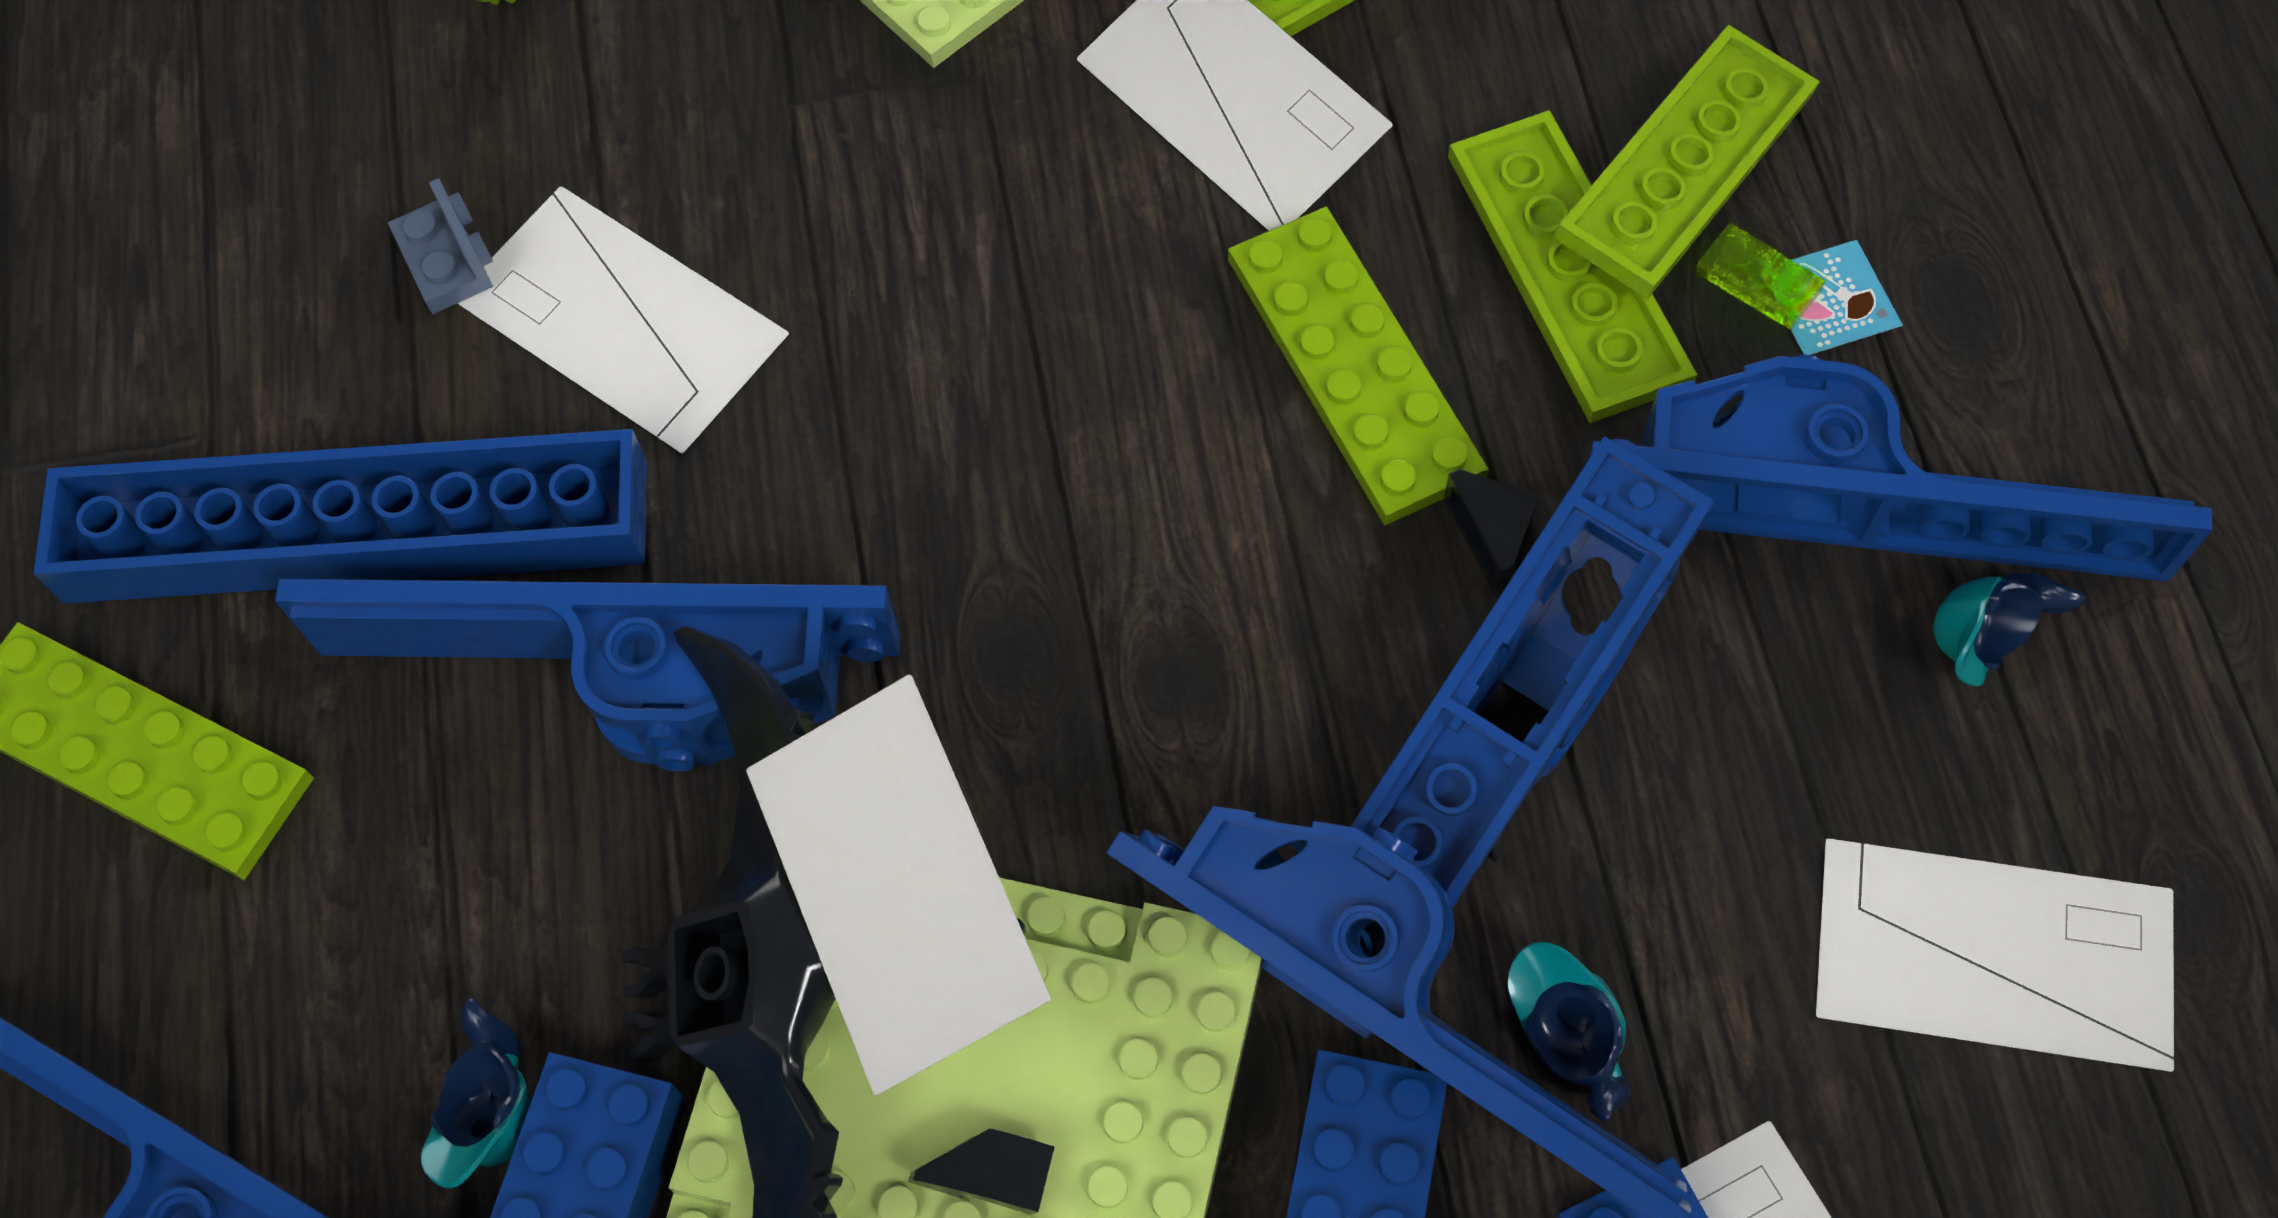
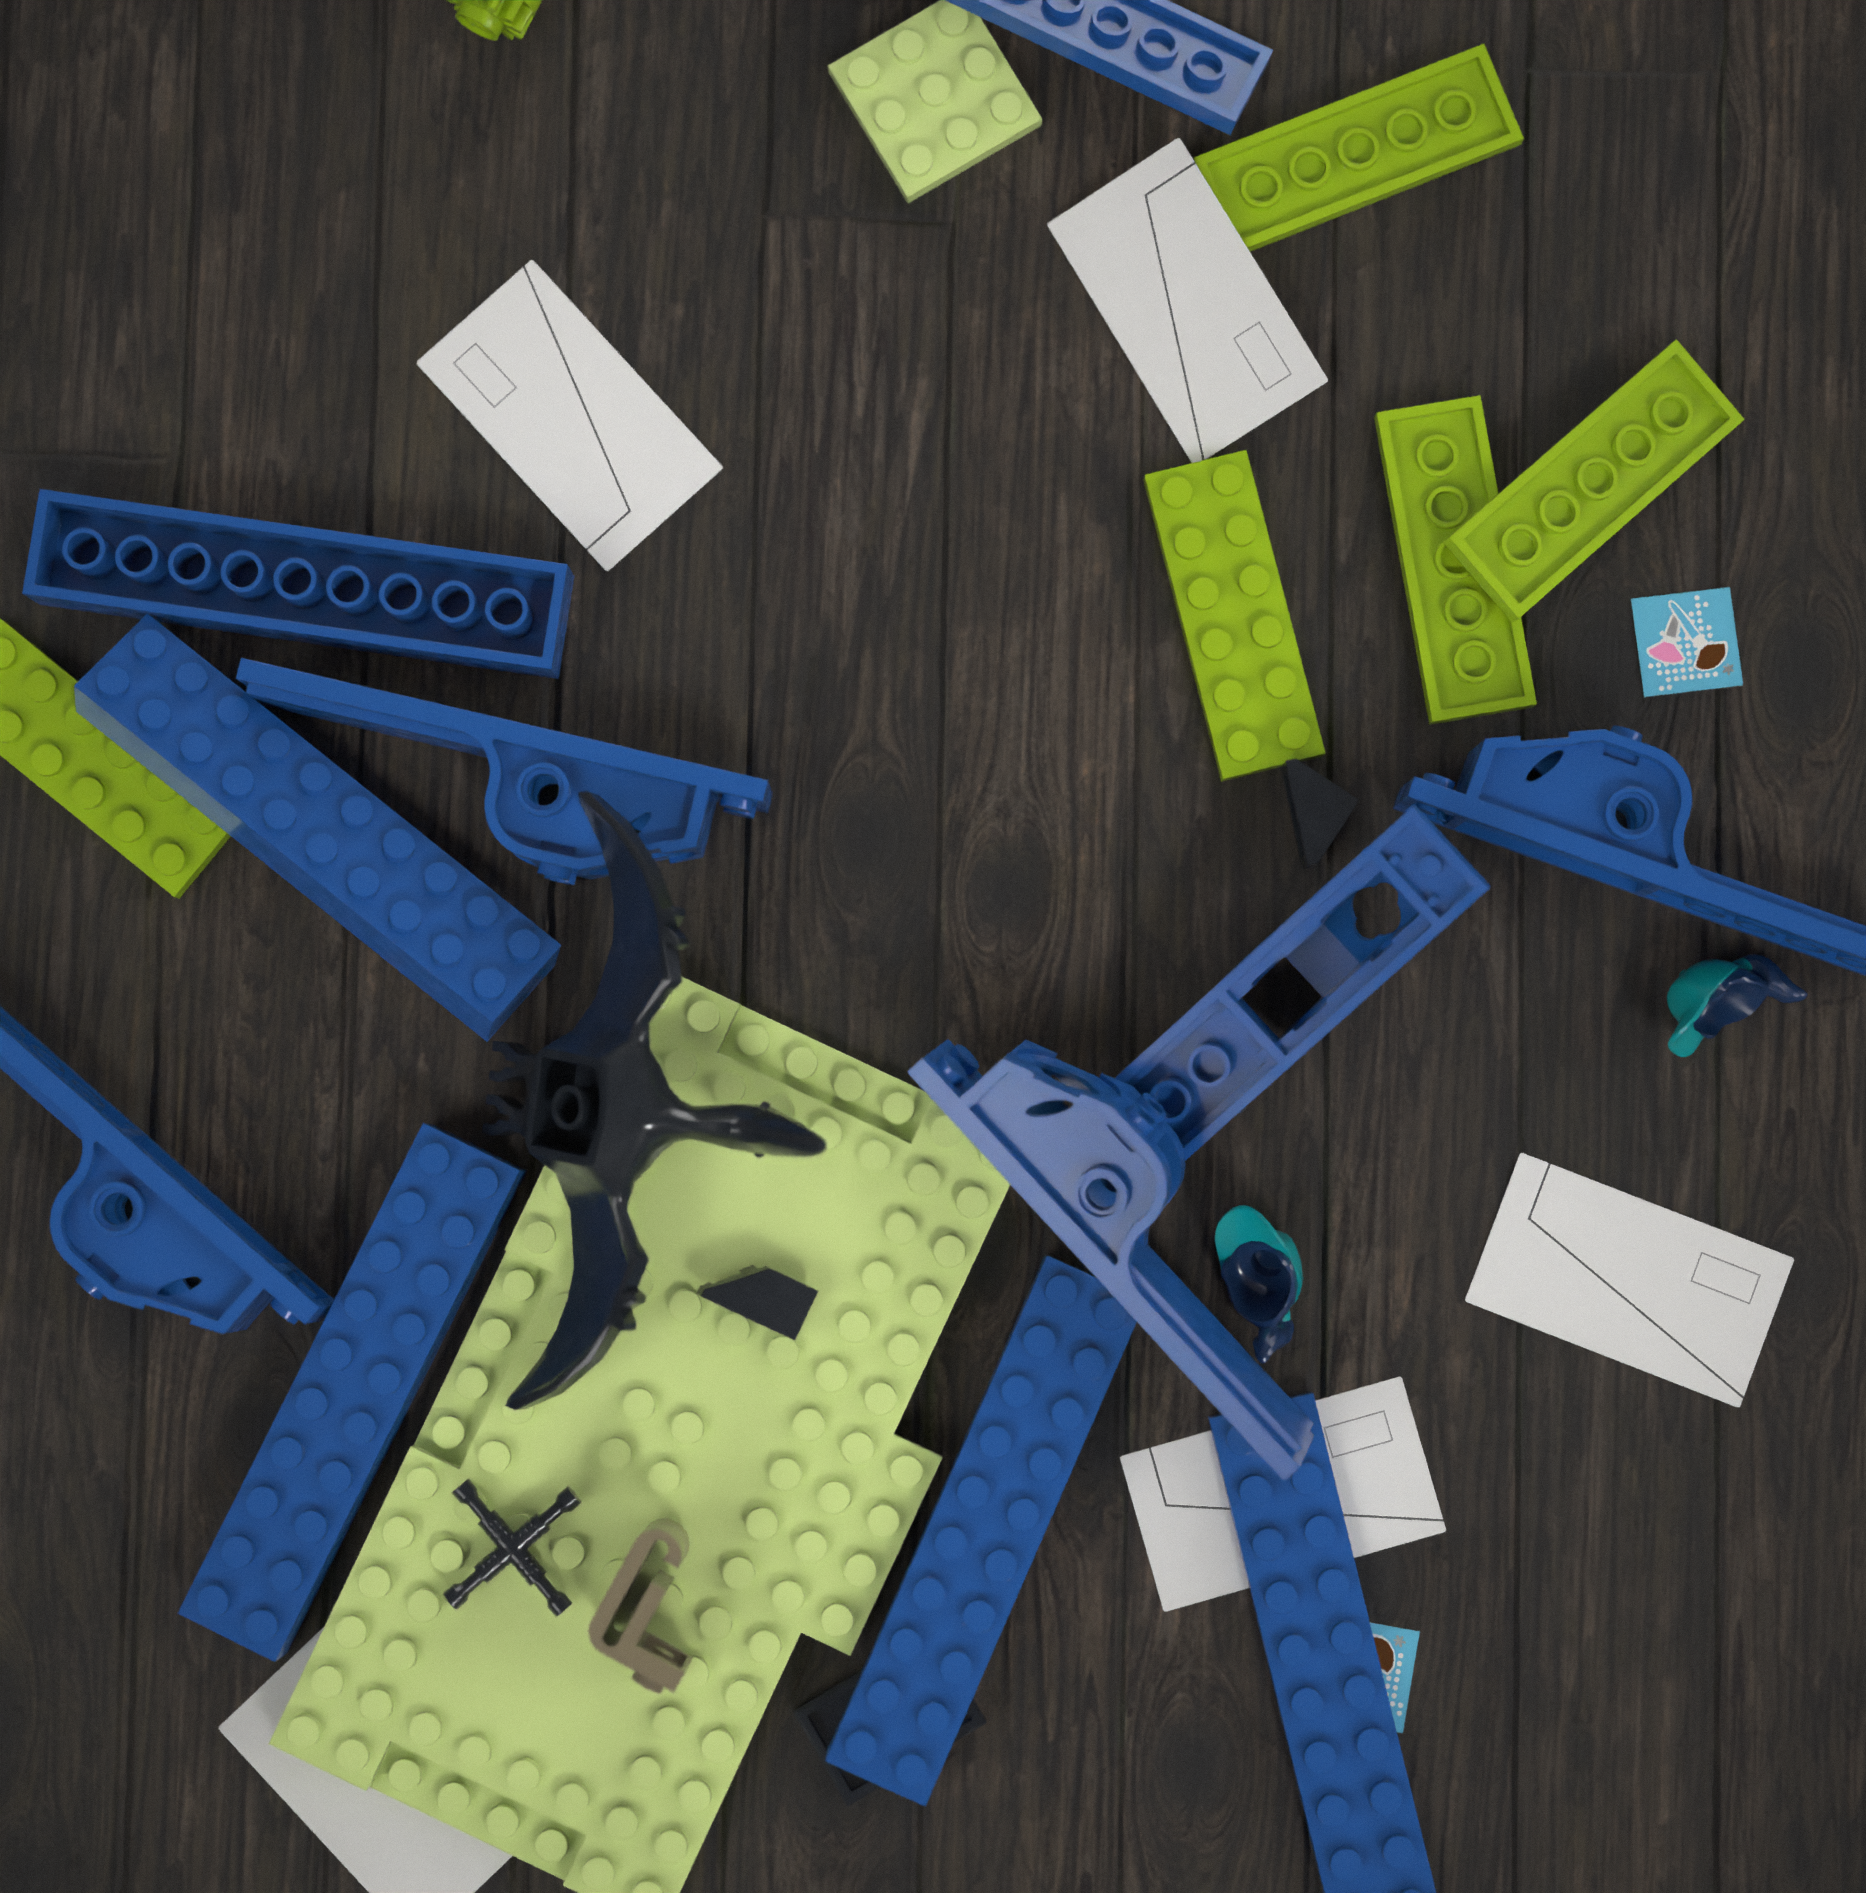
camera: 10 degrees right, 20 degrees up
(395, 760) = (316, 826): none -> blue brick
(440, 252) = (411, 313): sand blue bracket -> none
(479, 1102) = (359, 1151): dark blue hair -> none
(896, 886) = (728, 1079): white sticker -> none
(1760, 276) = (1626, 609): clear neon green plate -> none

